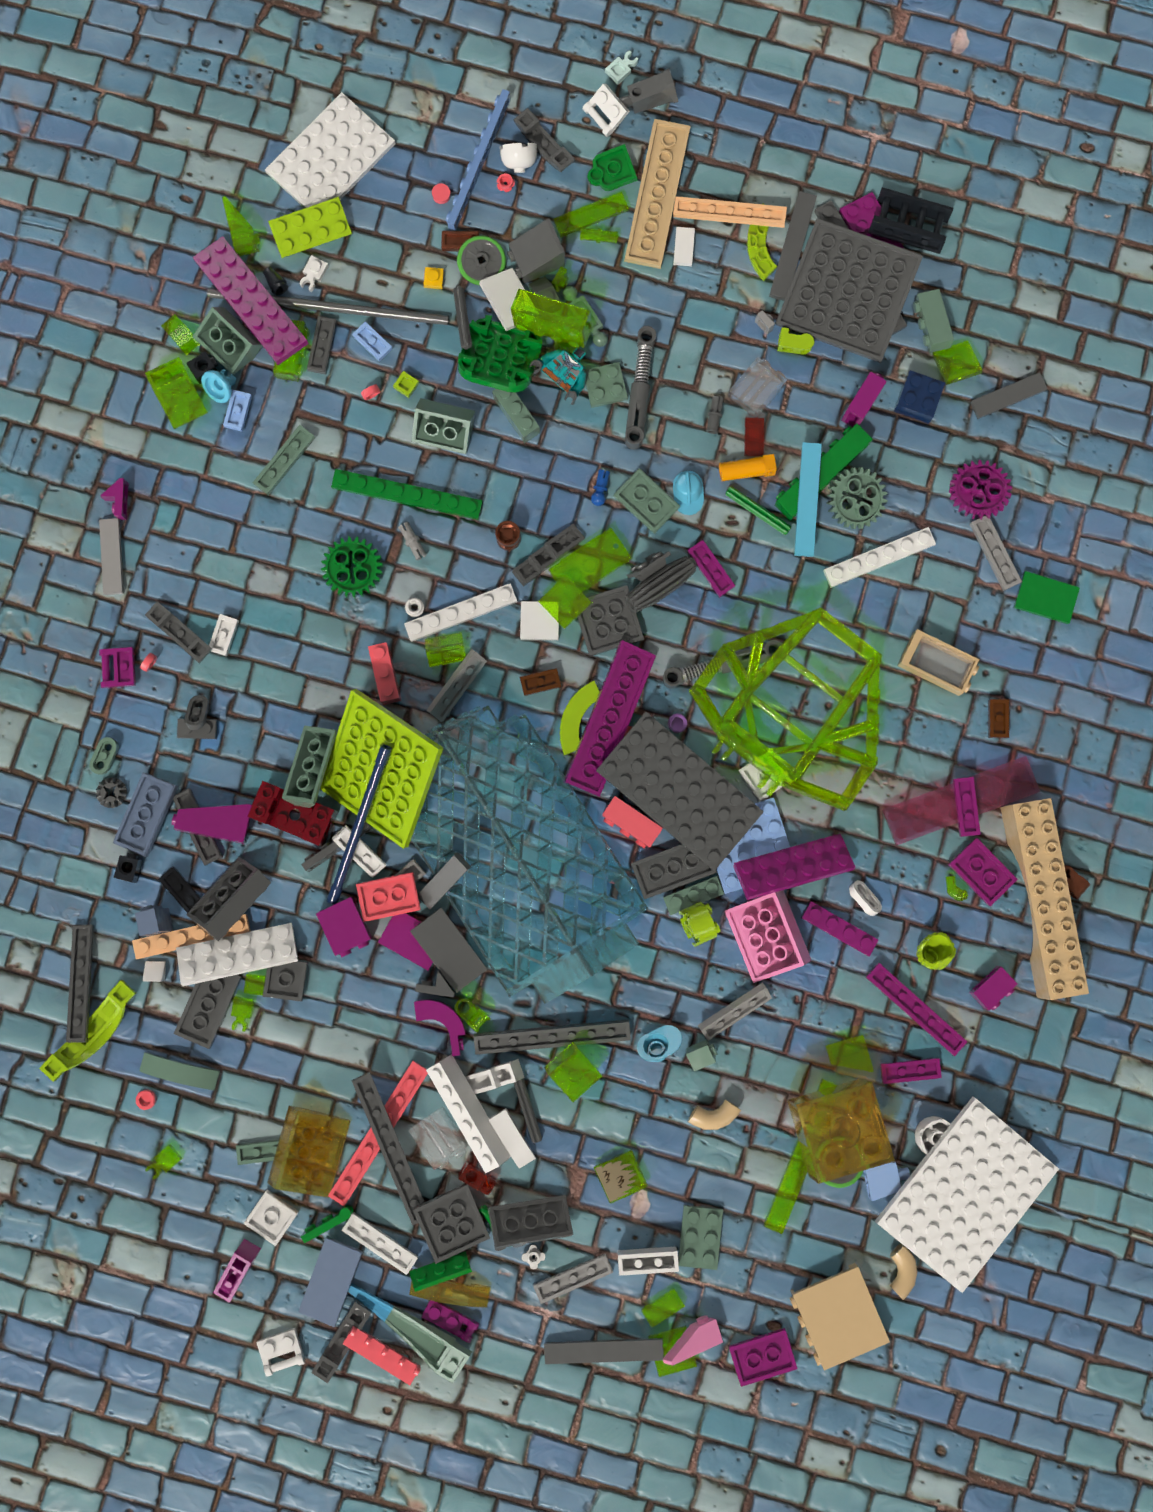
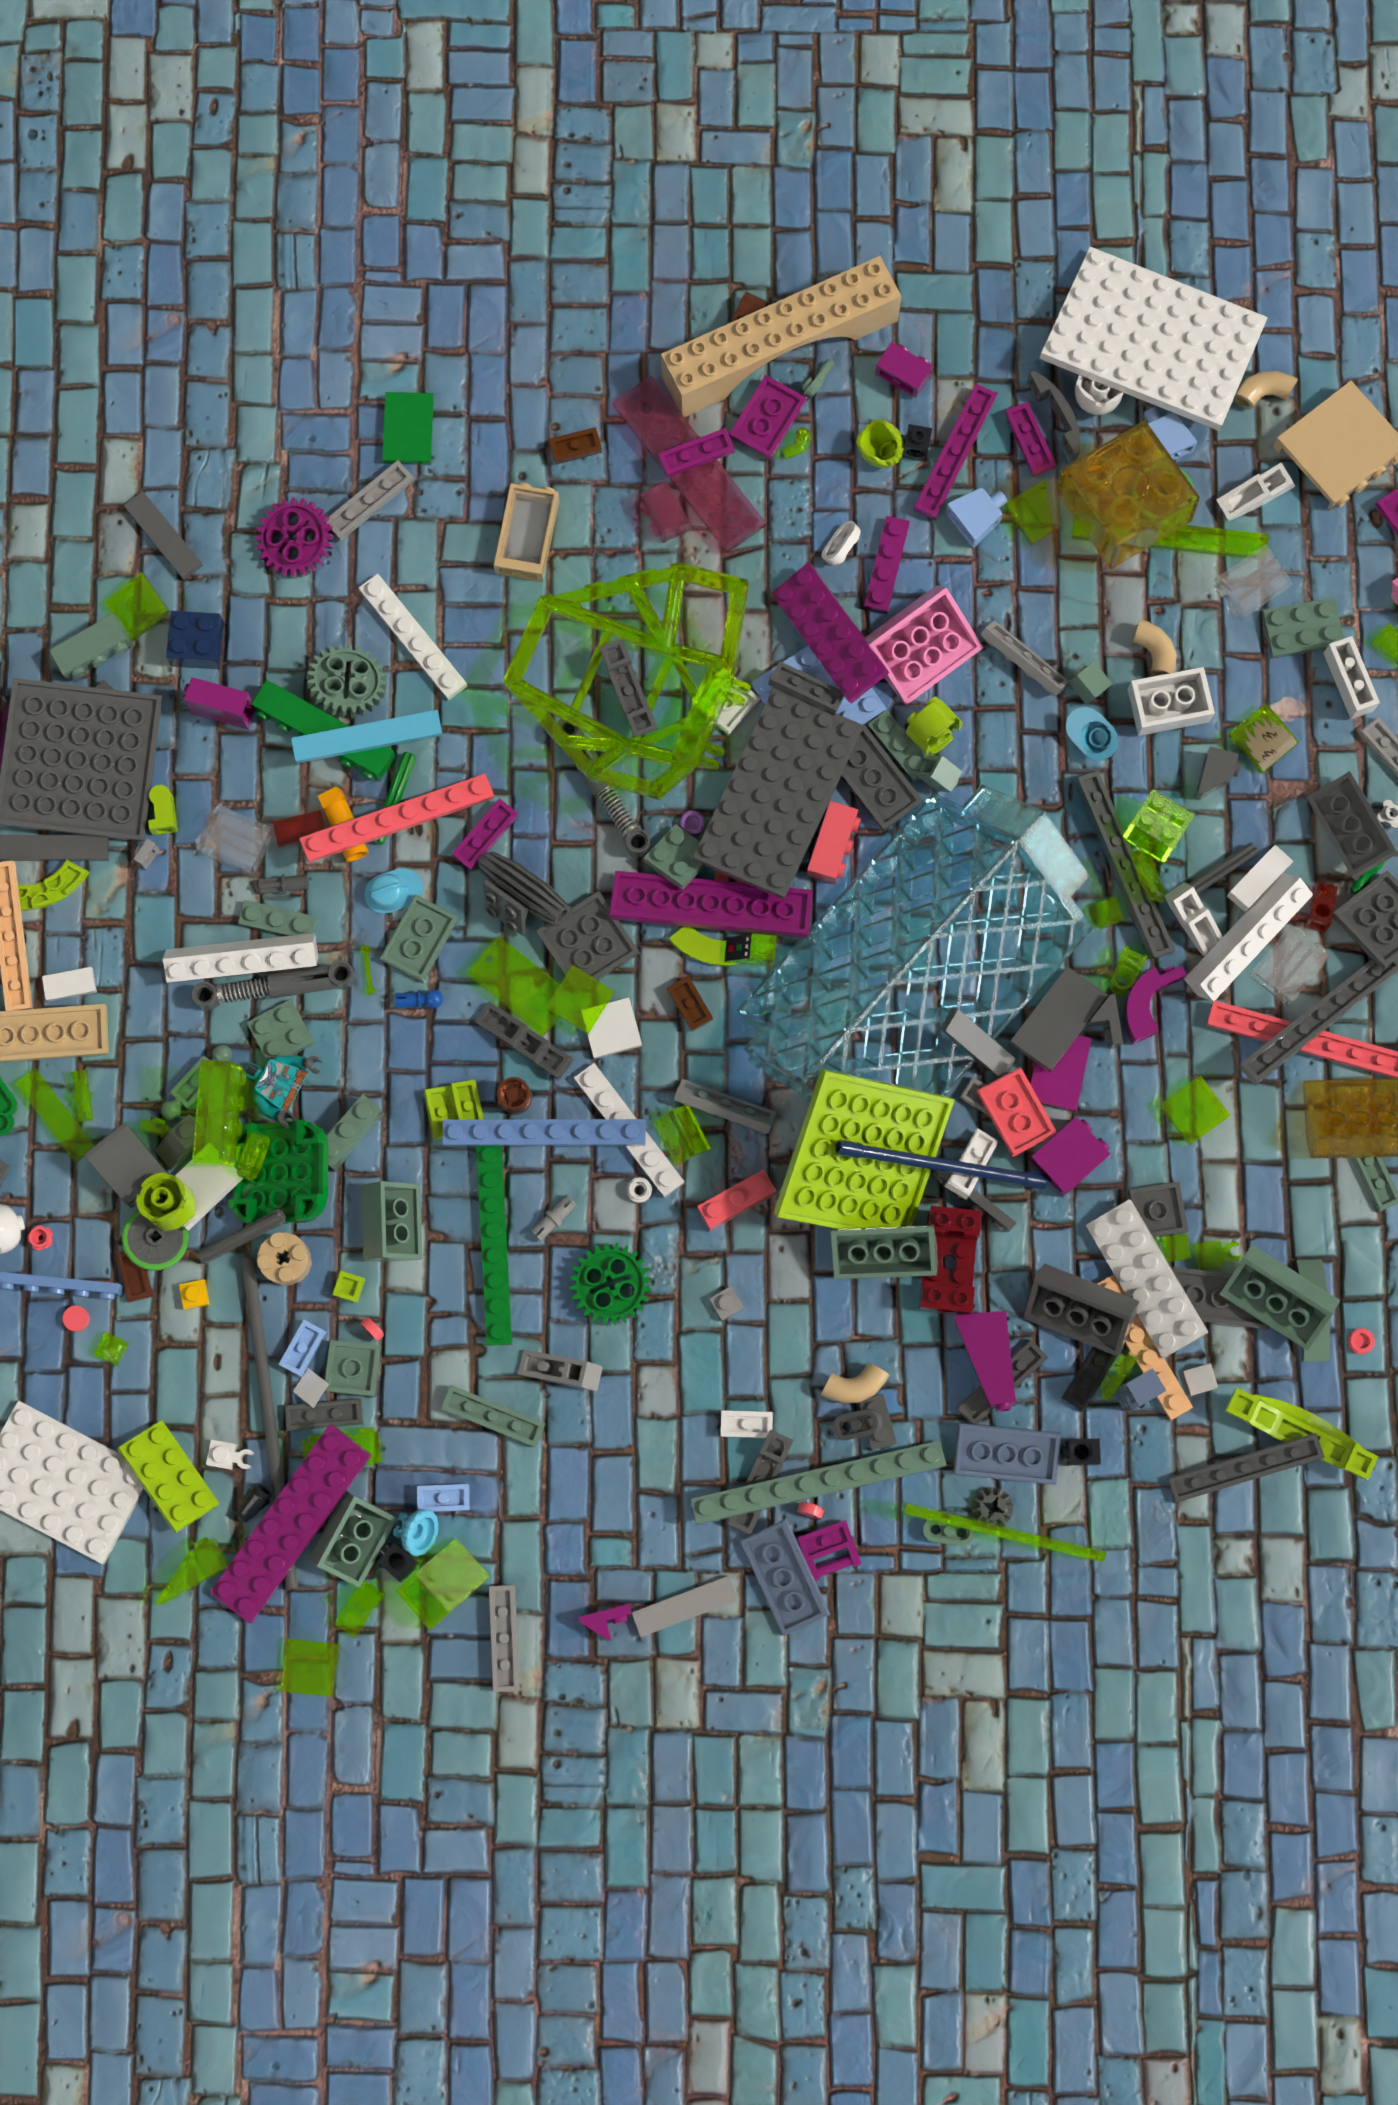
camera: 105 degrees left, 5 degrees down
(88, 793) = (1003, 1531): none -> clear neon green tile
(107, 630) = (784, 1577): none -> sand blue tile
(128, 426) = (504, 1638): none -> light grey plate
(151, 291) = (310, 1667): none -> clear neon green tile
(165, 673) = (818, 1482): none -> sand green plate
(177, 916) = (1123, 1366): none -> clear neon green plate
(190, 1047) = (1280, 1297): none -> sand green slope
(224, 720) = (856, 1388): none -> tan cylinder
(300, 515) = (560, 1370): none -> light grey slope
(314, 646) = (726, 1303): none -> light grey plate
(342, 340) = (310, 1387): none -> white sticker
(347, 372) = (353, 1368): none -> sand green plate
(351, 1031) = (1194, 1110): none -> clear neon green plate
(412, 212) = (111, 1348): none -> clear neon green tile
(438, 333) = (290, 1272): none -> tan brick
(474, 549) = (545, 1132): none -> medium blue plate
(501, 269) = (166, 1201): none -> lime brick
(512, 492) = (452, 1102): none -> lime slope
(516, 338) = (253, 1156): none -> clear neon green beam
(519, 1012) = (1107, 912): none -> clear neon green tile
(535, 1051) = (1148, 876): none -> clear neon green plate
(566, 736) = (751, 949): none -> slope
(604, 1131) = (1217, 771): none -> dark grey slope
(649, 460) = (365, 950): none -> clear neon green hinge
(655, 701) = (674, 857): none -> sand green plate
(661, 917) = (939, 773): none -> brick
(667, 368) = (240, 957): none -> white brick
(668, 1113) = (1171, 701): none -> white brick
(688, 404) = (276, 919): none -> sand green plate
(740, 506) = (396, 818): none -> coral plate
(745, 1207) = (1252, 582): none -> clear brick
(755, 835) = (806, 688): none -> dark grey plate
(791, 701) = (628, 688): none -> dark grey slope
(819, 1235) = (1256, 492): none -> white slope
(860, 1010) = (976, 514): none -> light blue torso
(926, 770) = (664, 511): none -> clear pink brick
(930, 981) = (917, 442): none -> black brick
(948, 1094) = (1043, 389): none -> dark grey slope
(998, 912) = (812, 386): none -> sand green plate

